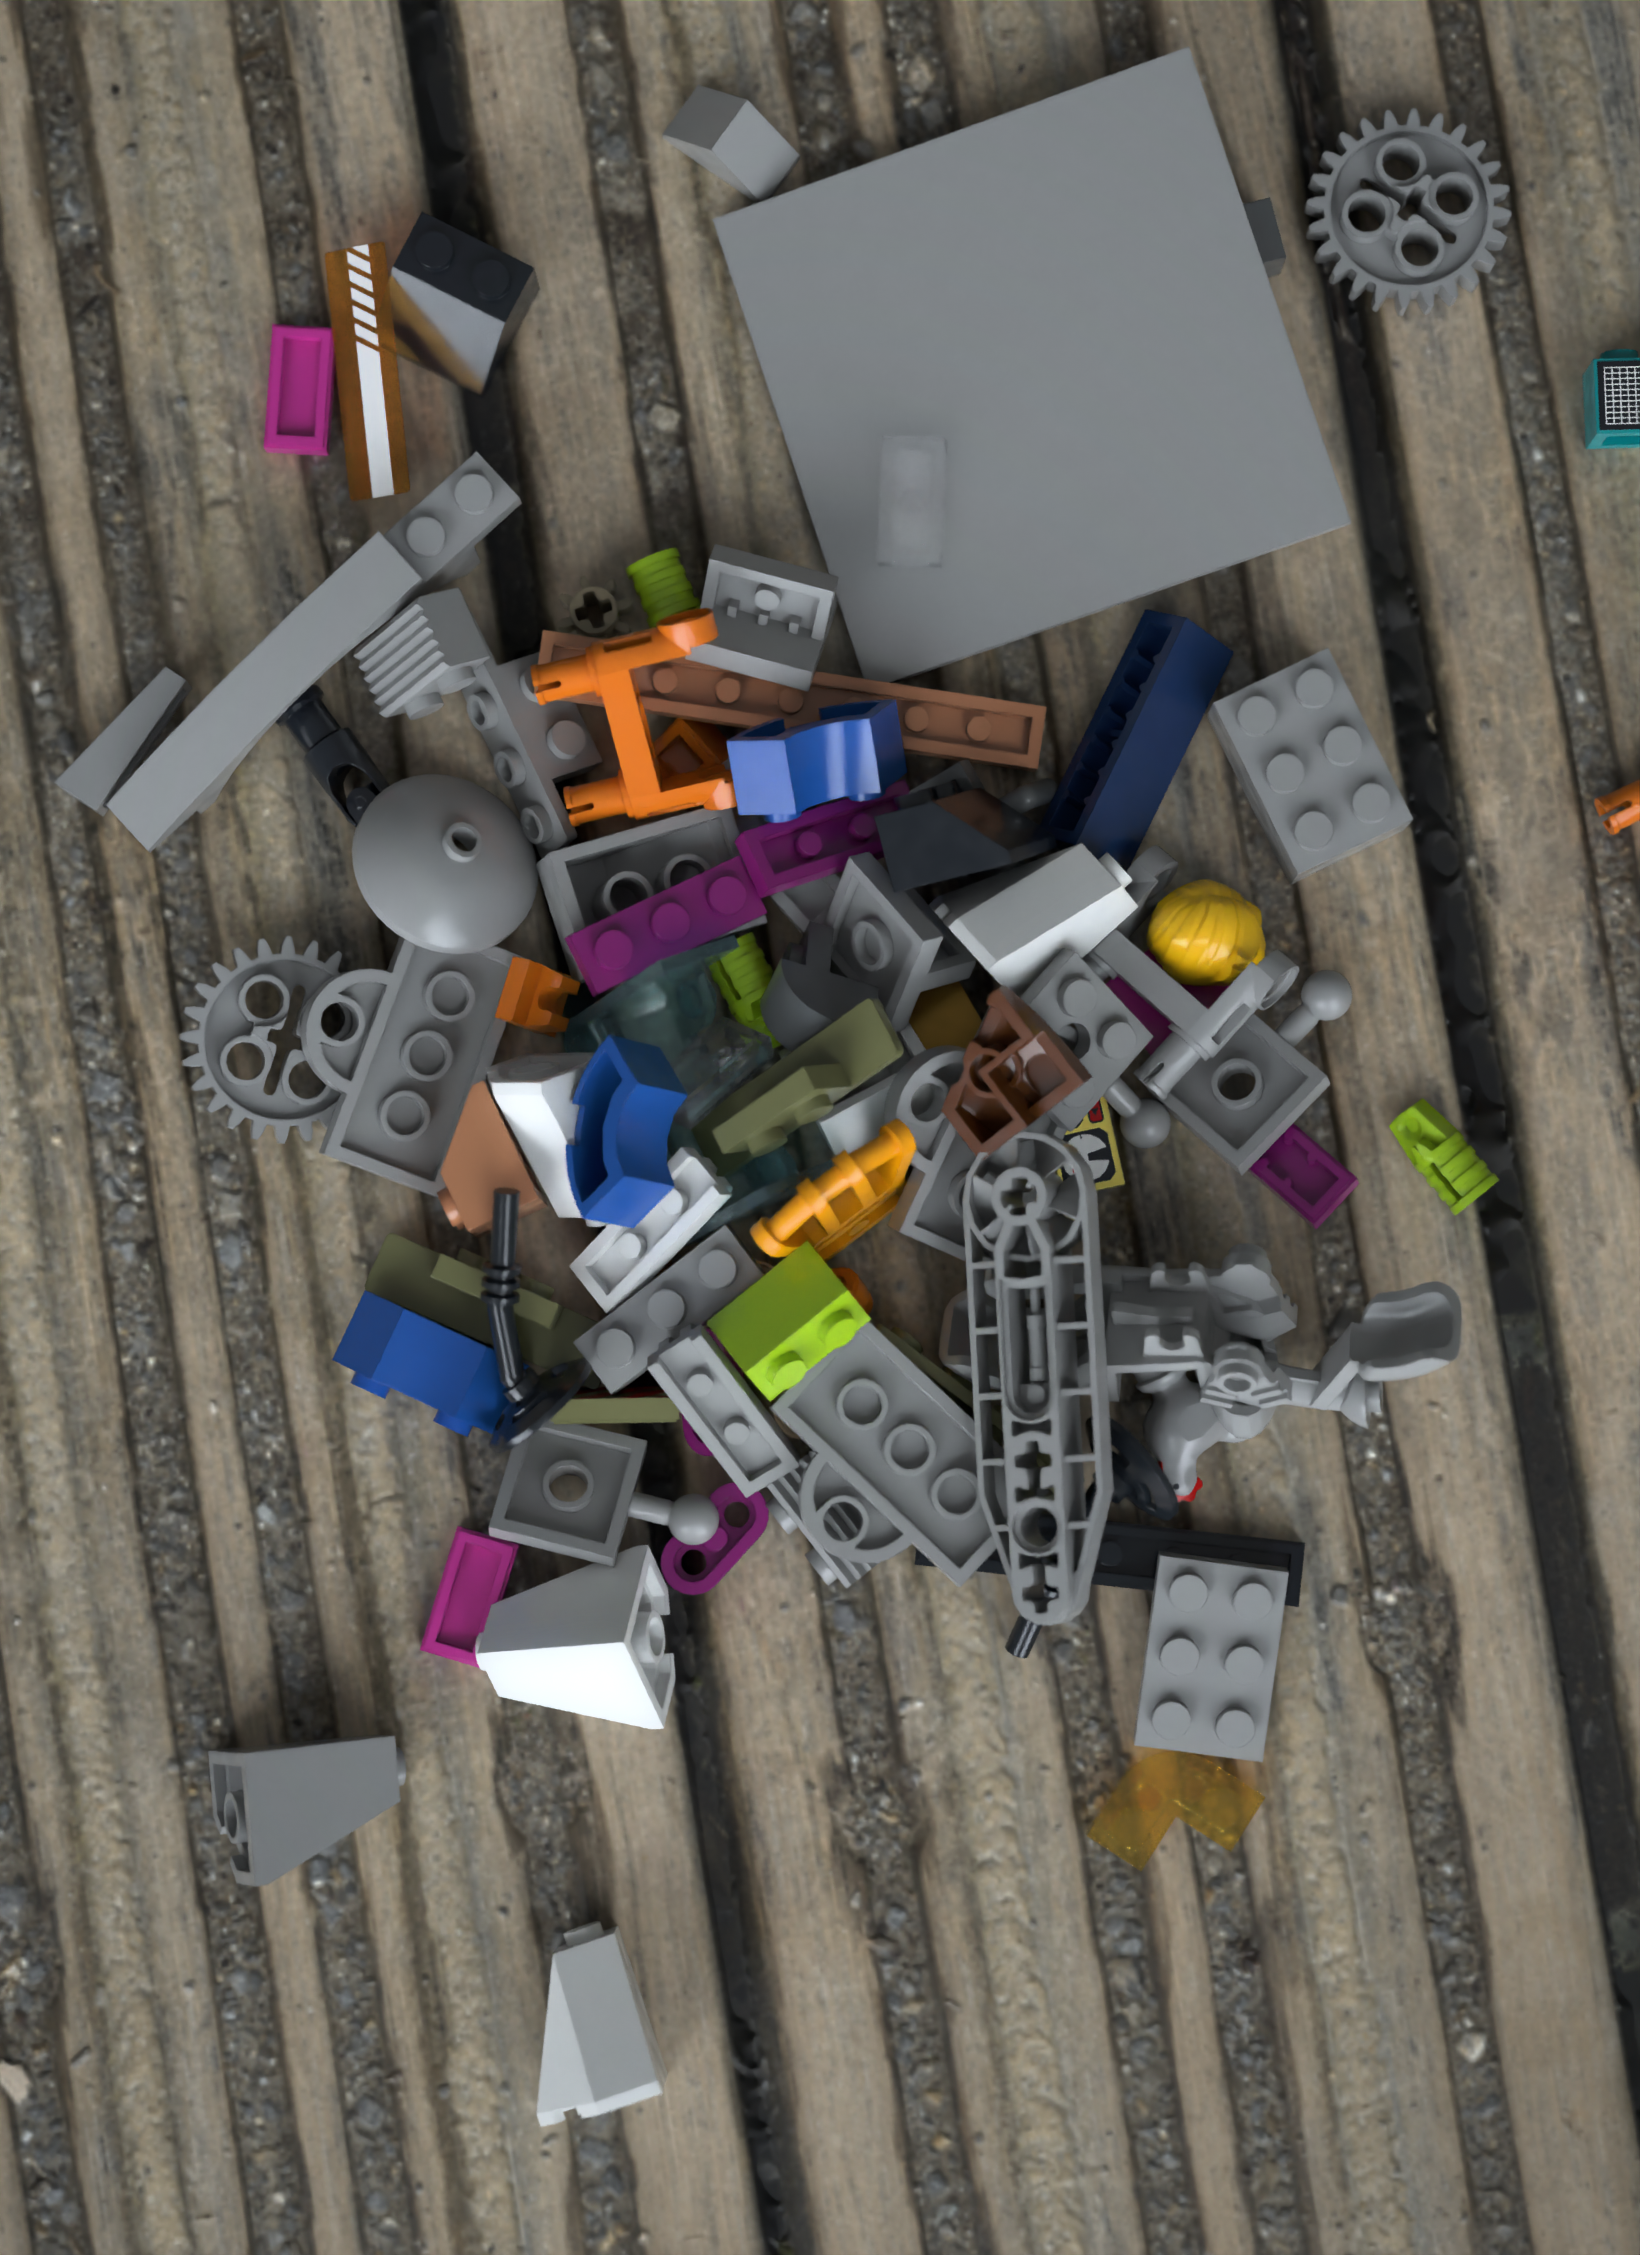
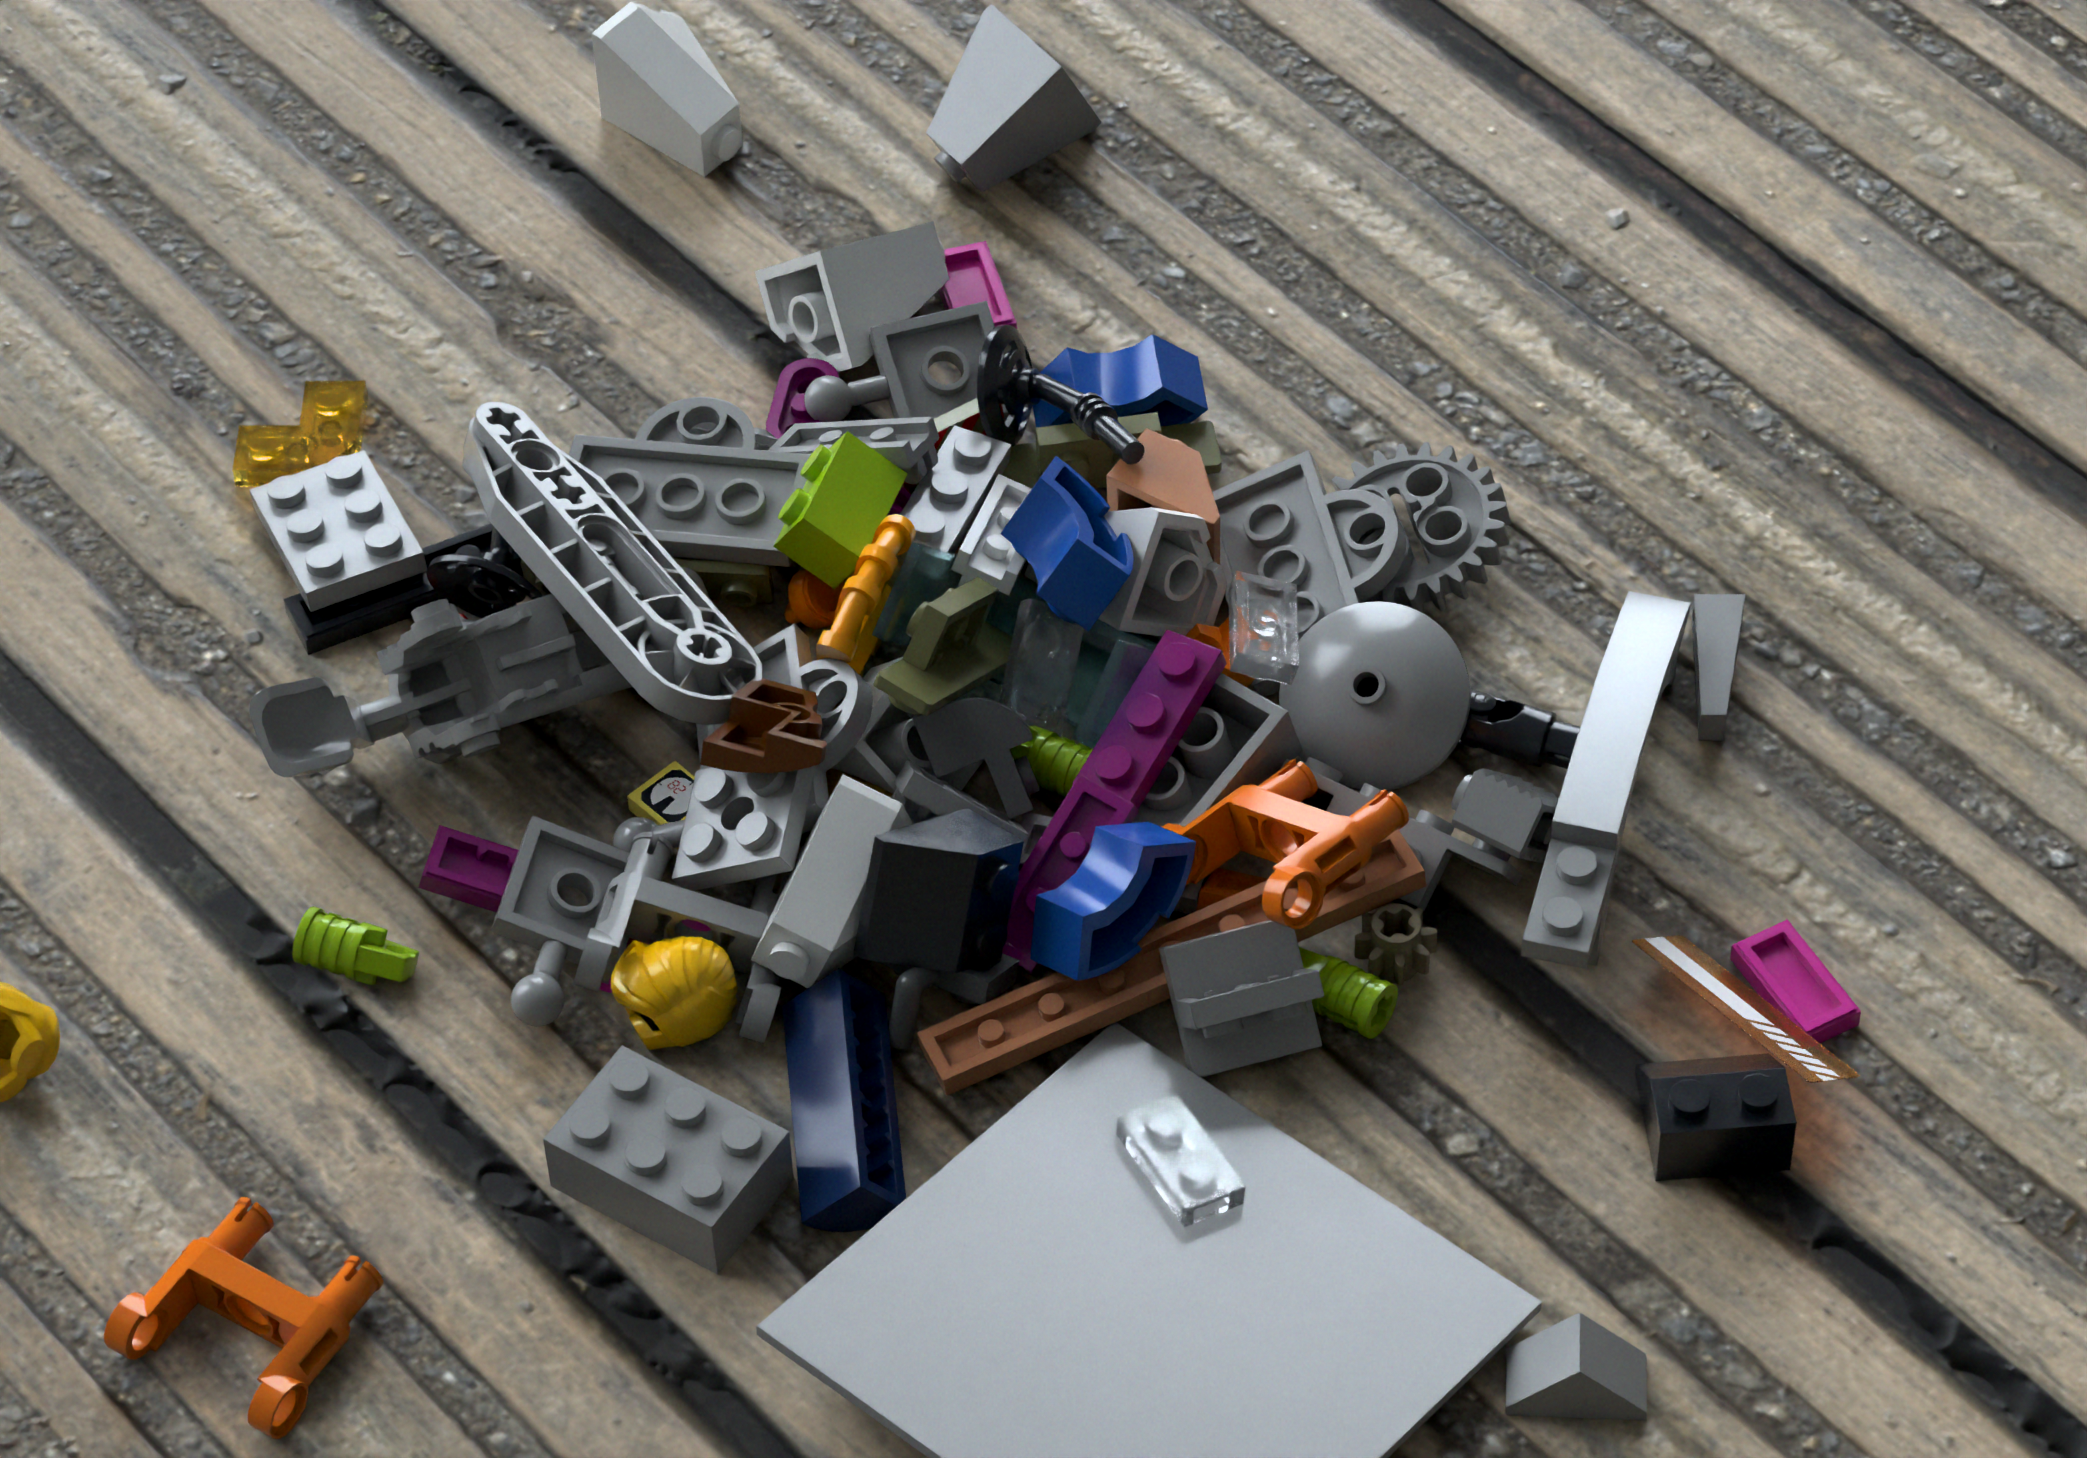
camera: 145 degrees right, 35 degrees down
(500, 972) = (1263, 628): none -> clear plate

